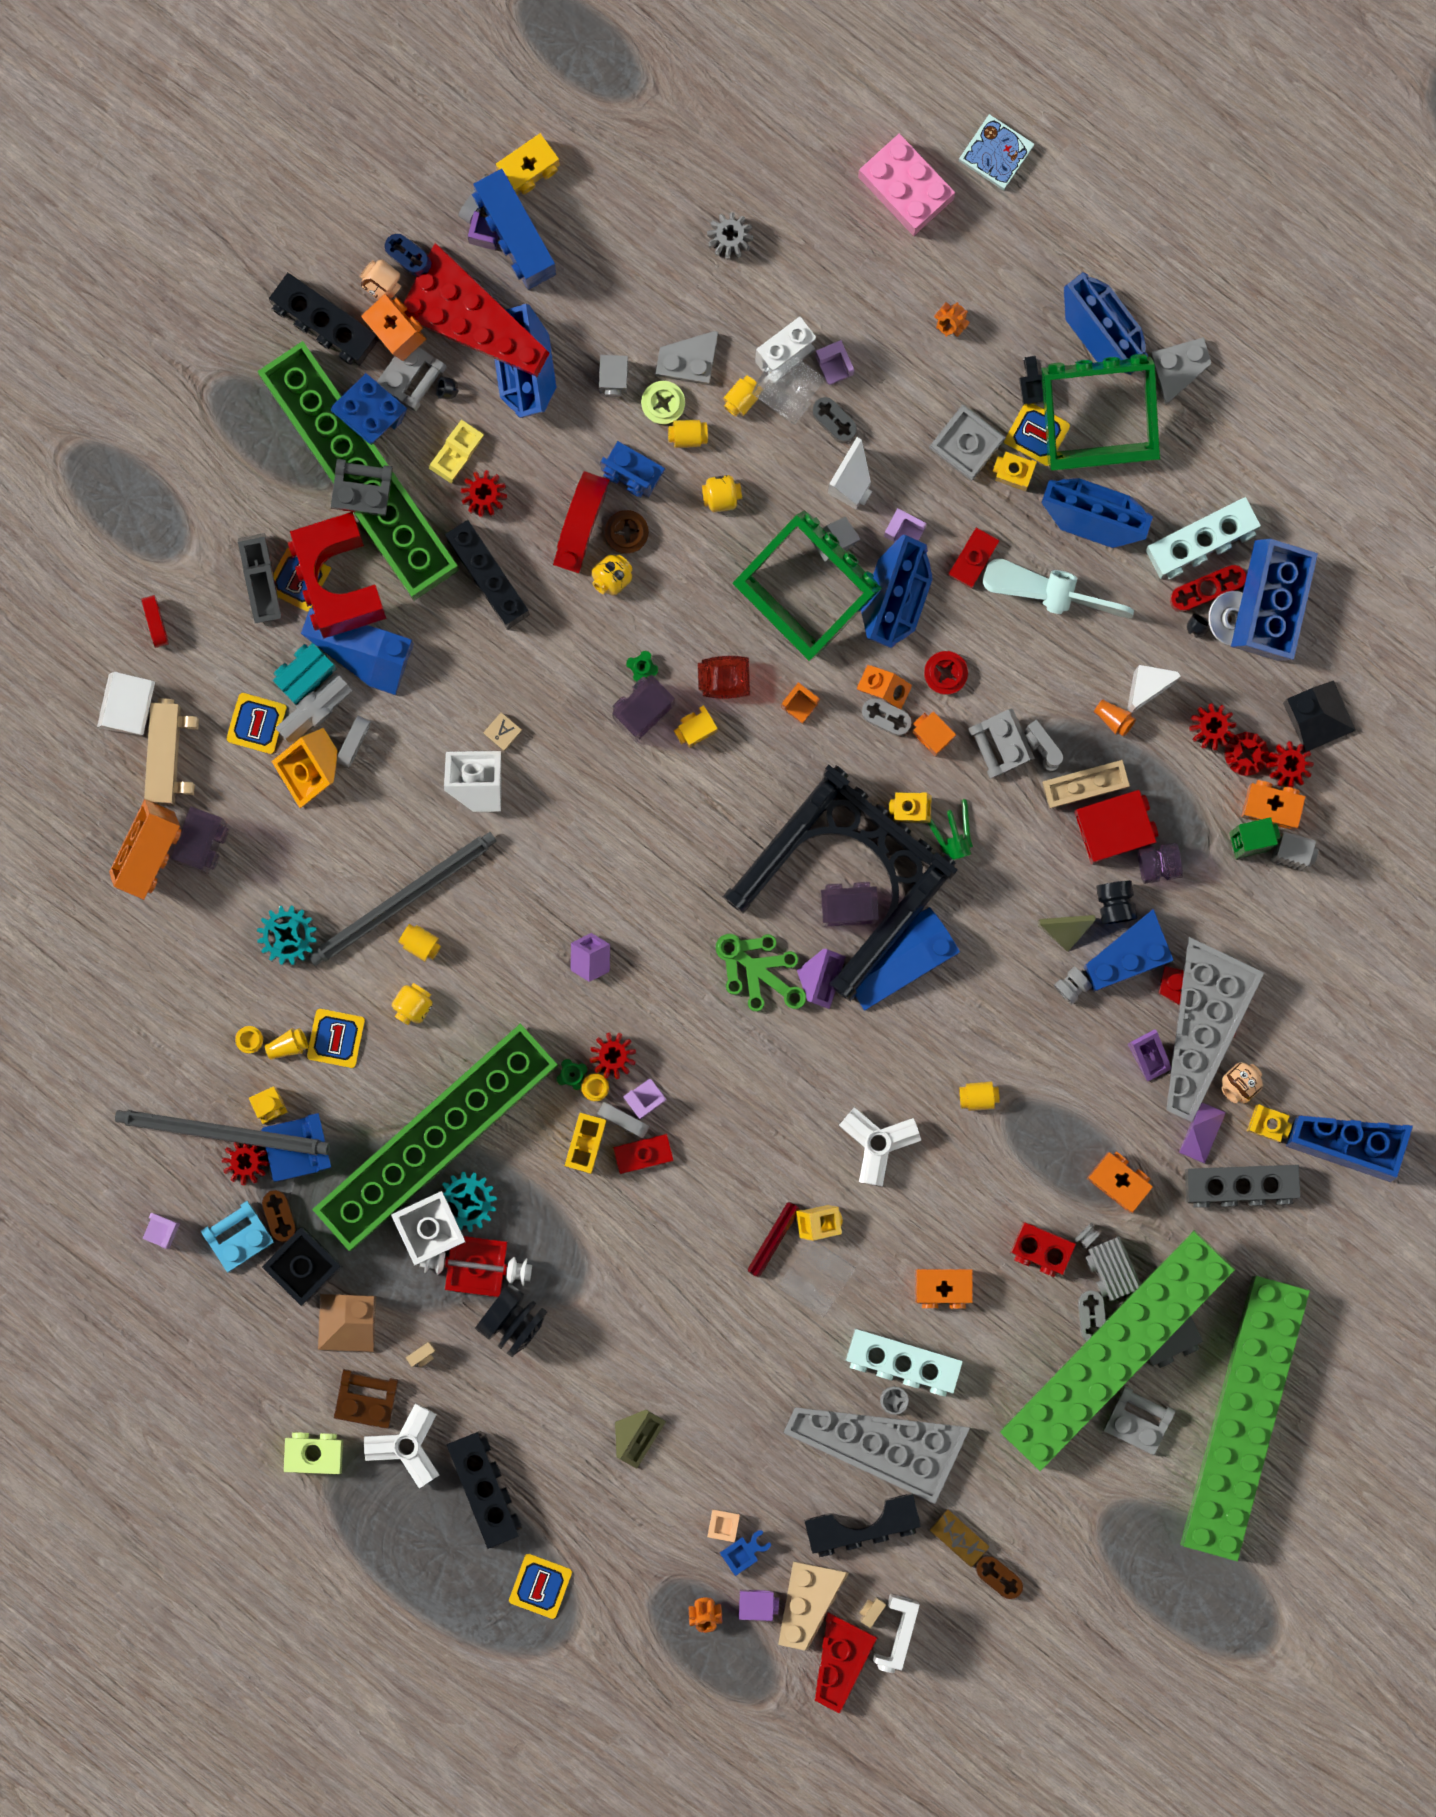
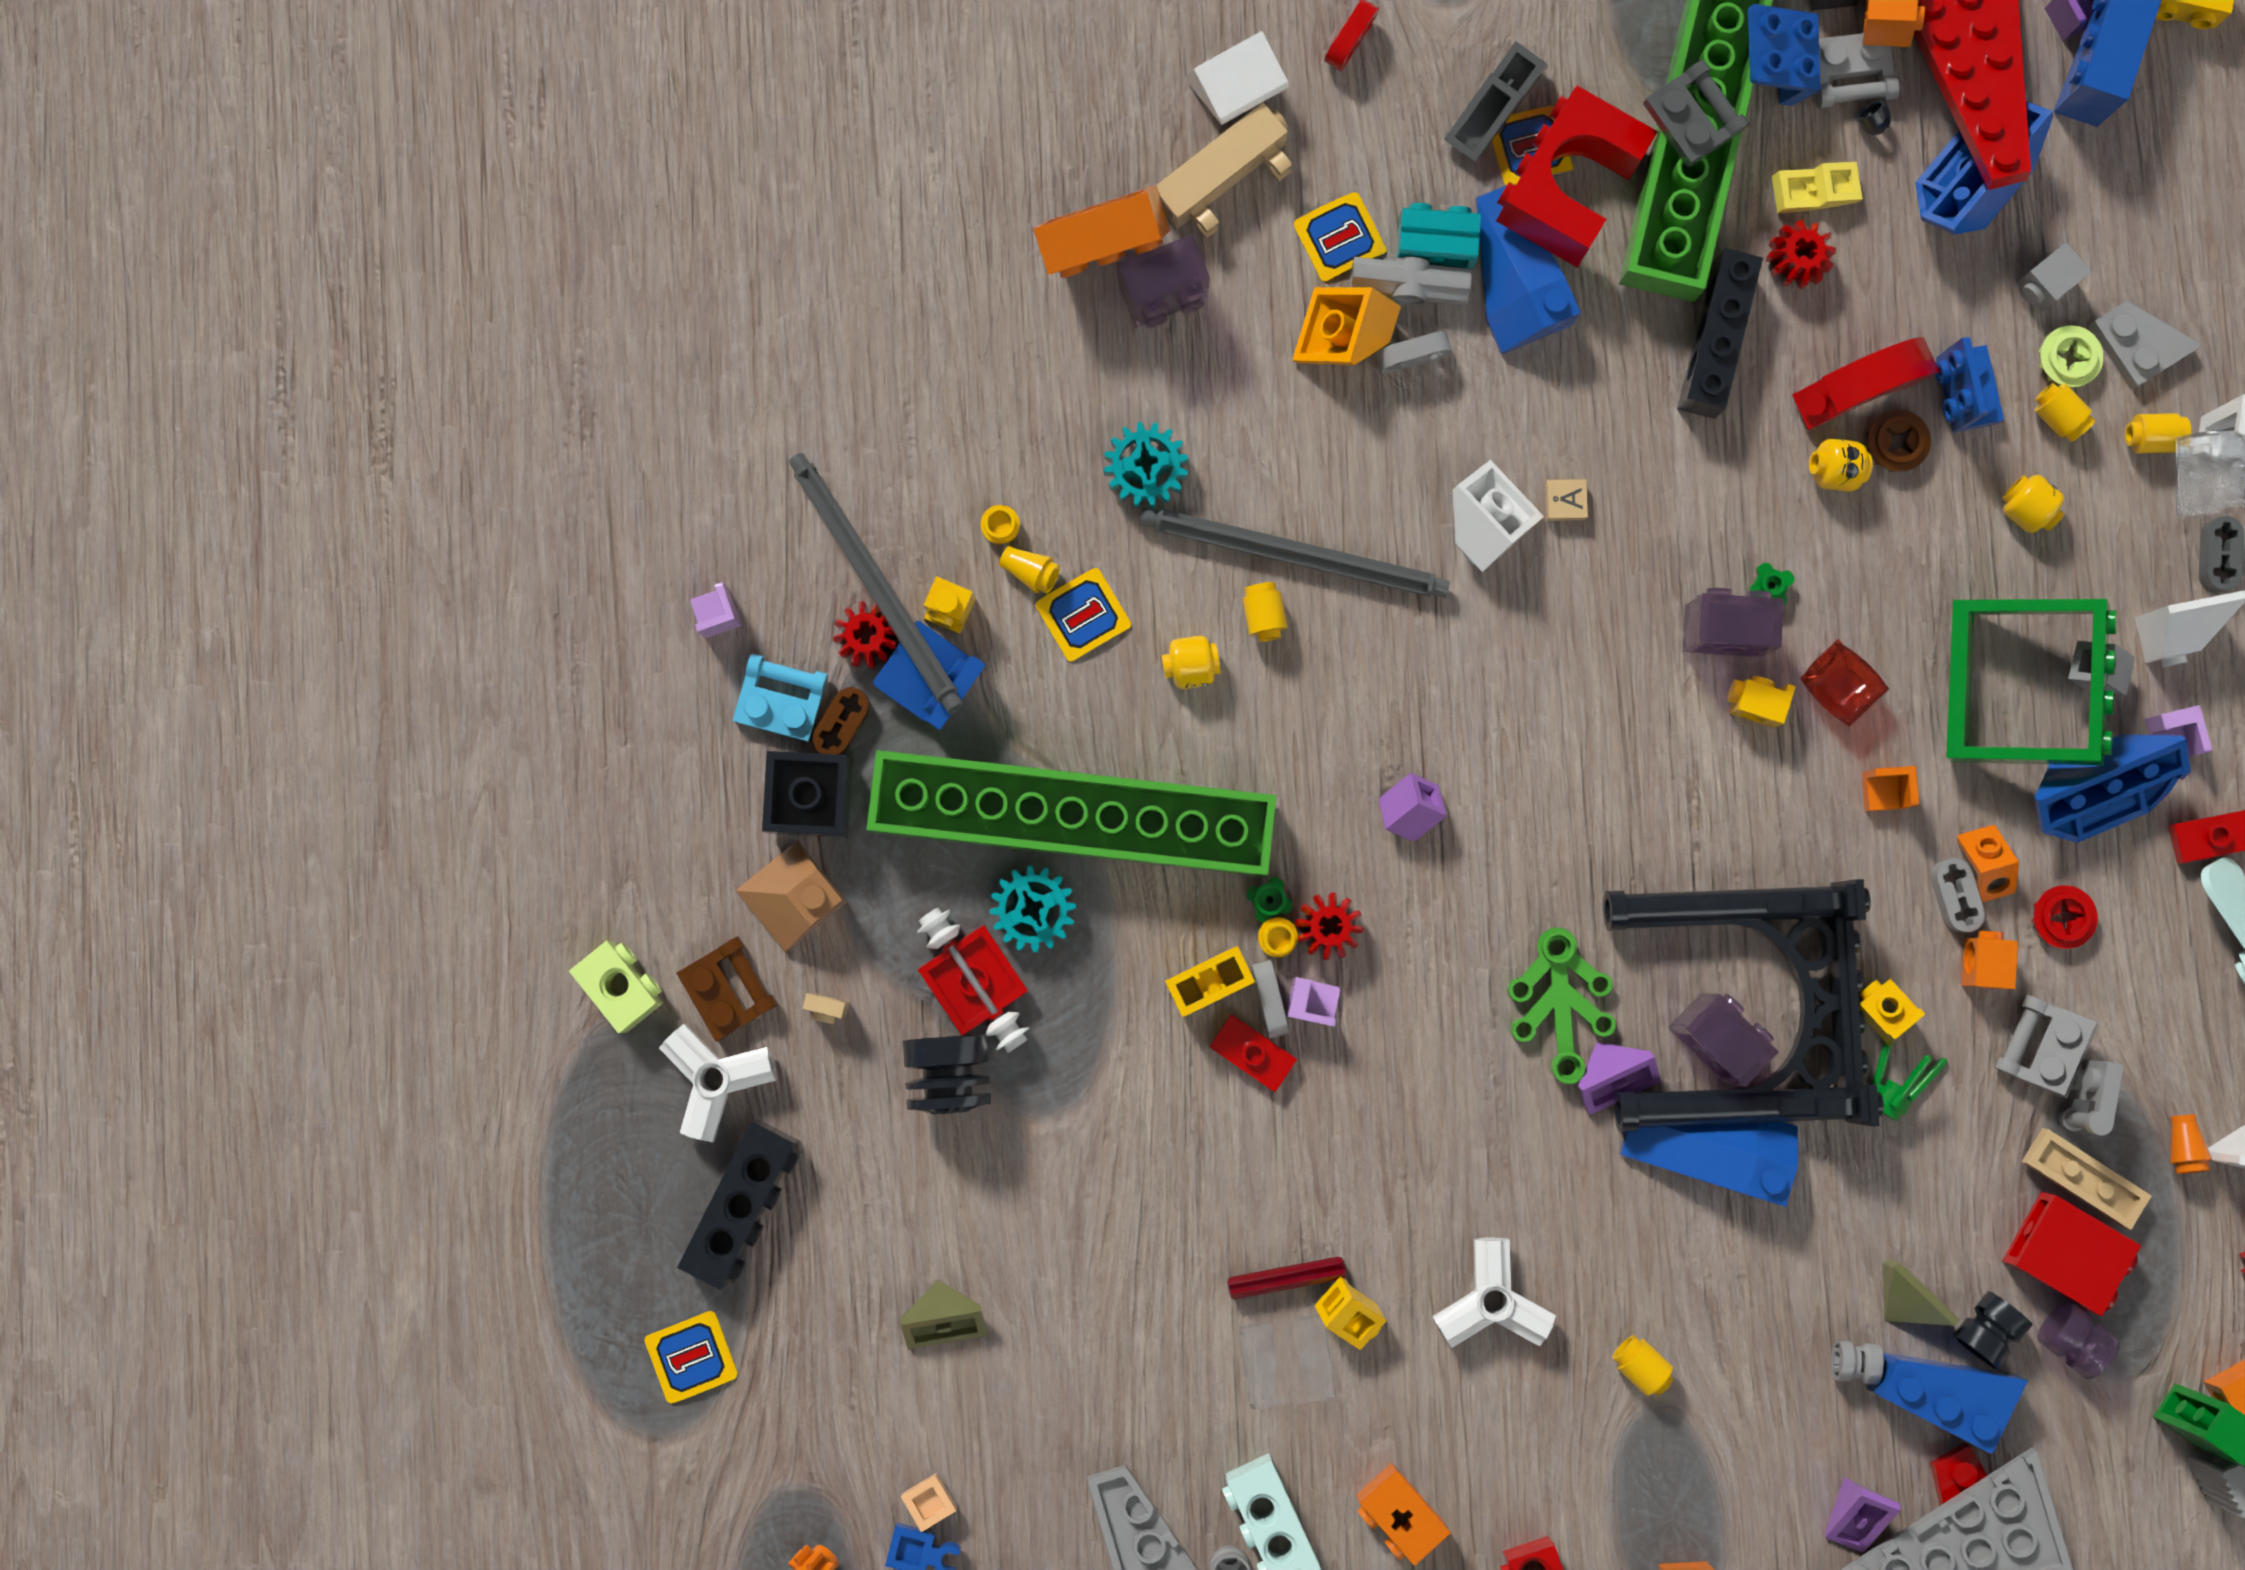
camera: 55 degrees right, 0 degrees up
(428, 1228) = (966, 893): white slope -> none

